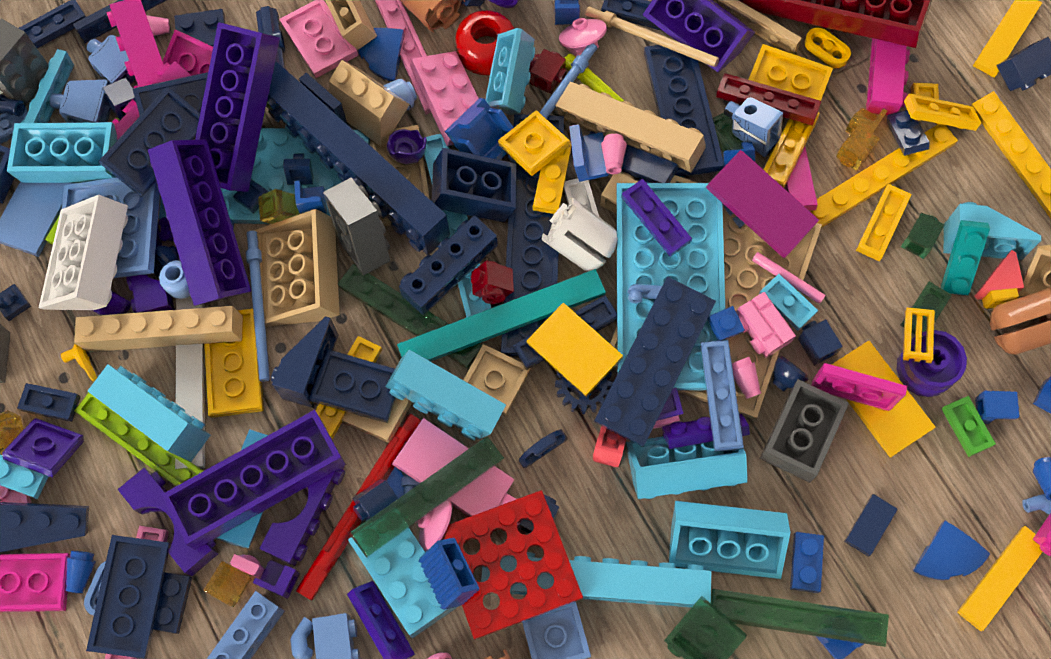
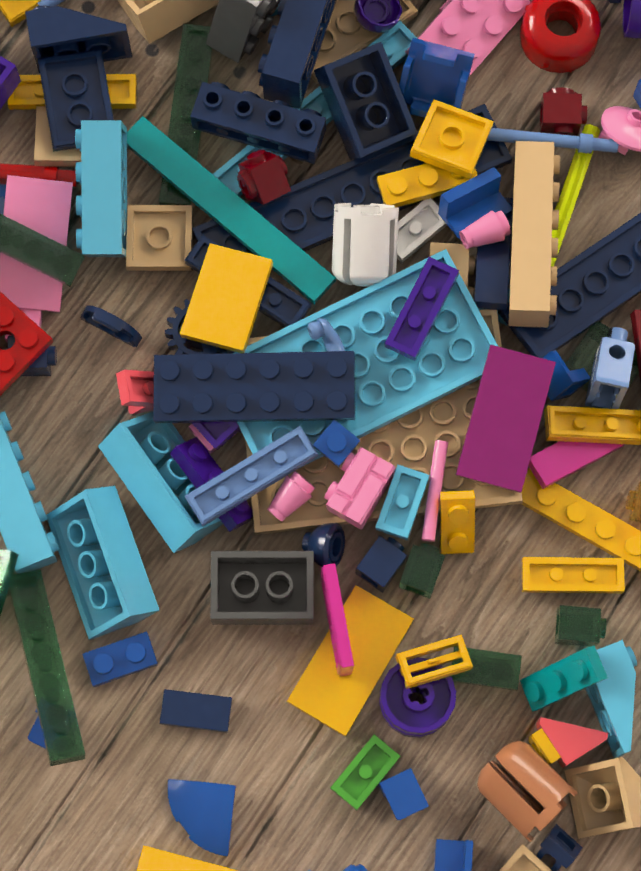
camera: 60 degrees right, 5 degrees up
(510, 71) = (525, 73): medium azure slope -> none
(815, 273) = (457, 522): none -> yellow plate
(838, 315) = (422, 570): none -> clear green brick

